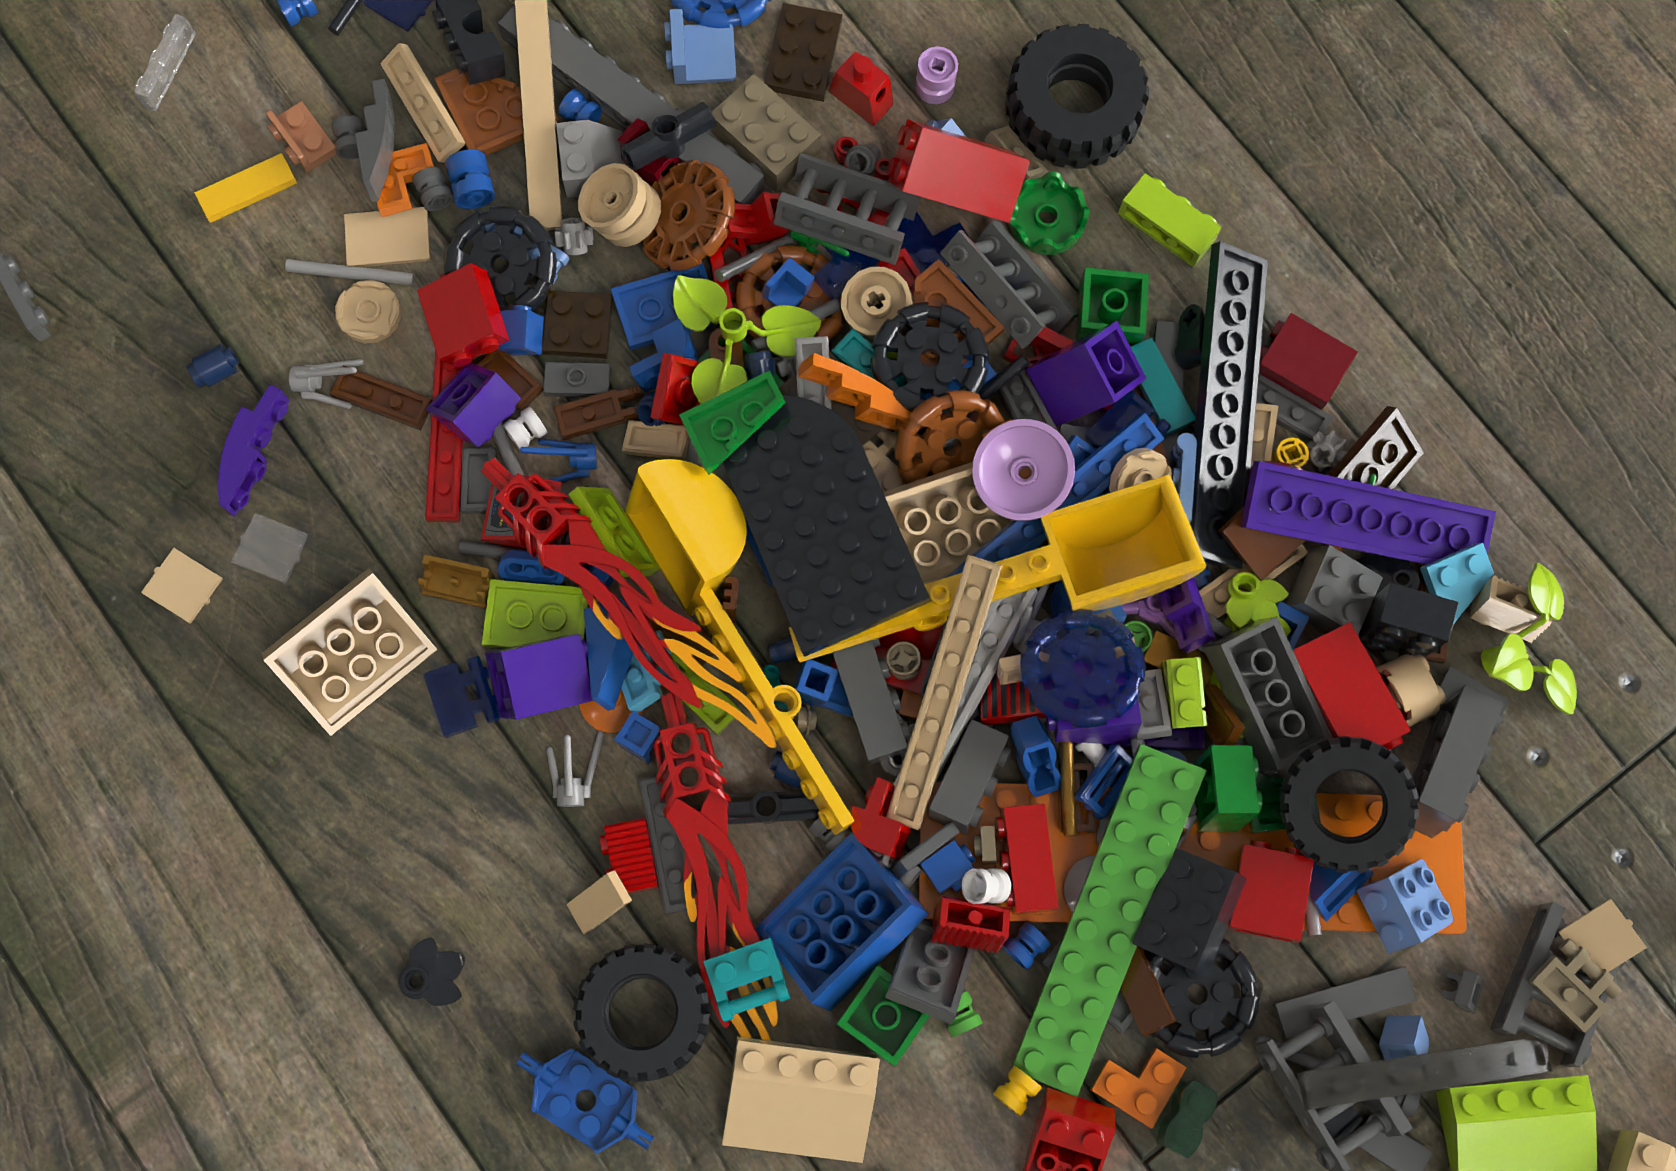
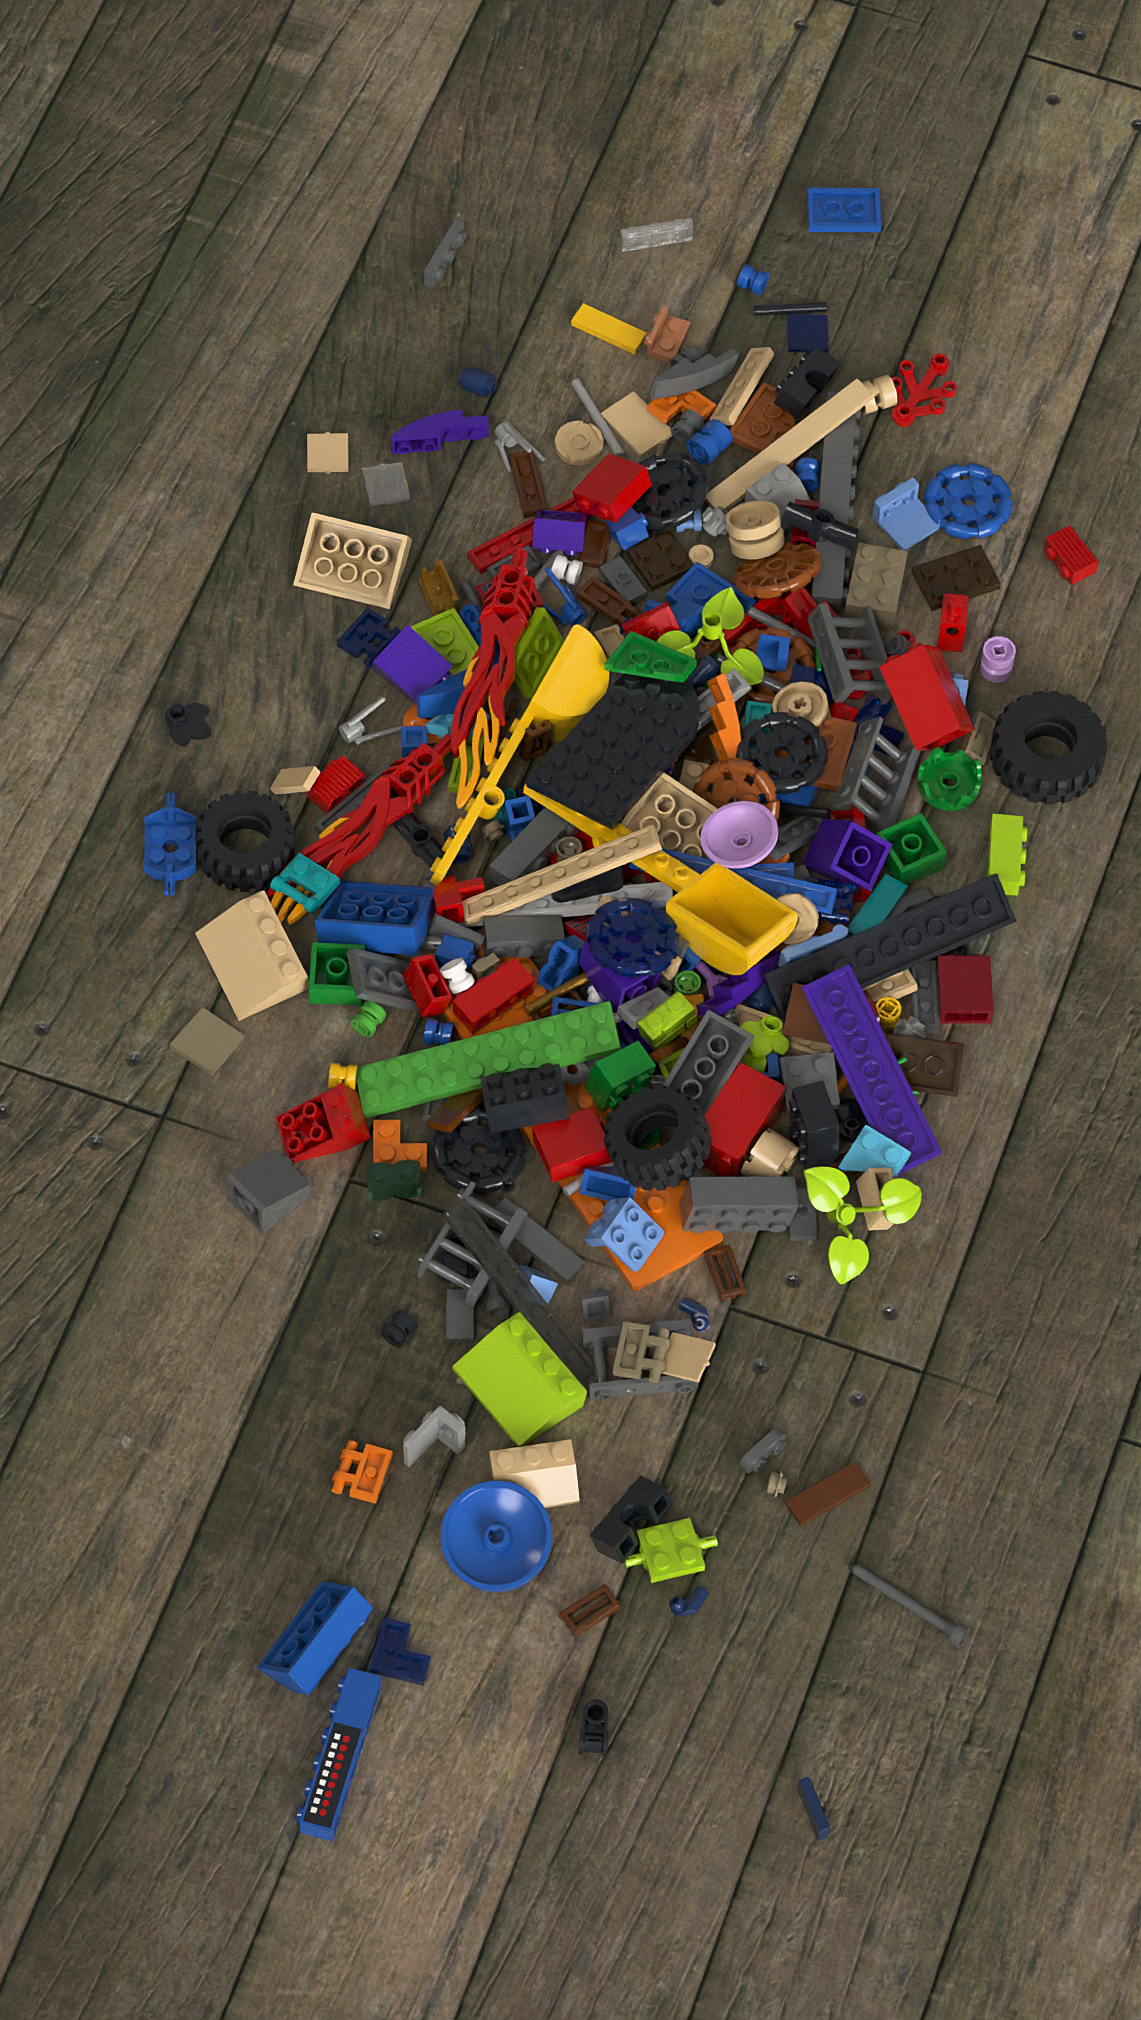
camera: 60 degrees right, 15 degrees down
(601, 279) = (701, 554): none -> tan tile
(1525, 831) = (715, 1277): none -> reddish brown tile
(1533, 884) = (698, 1314): none -> dark blue arm

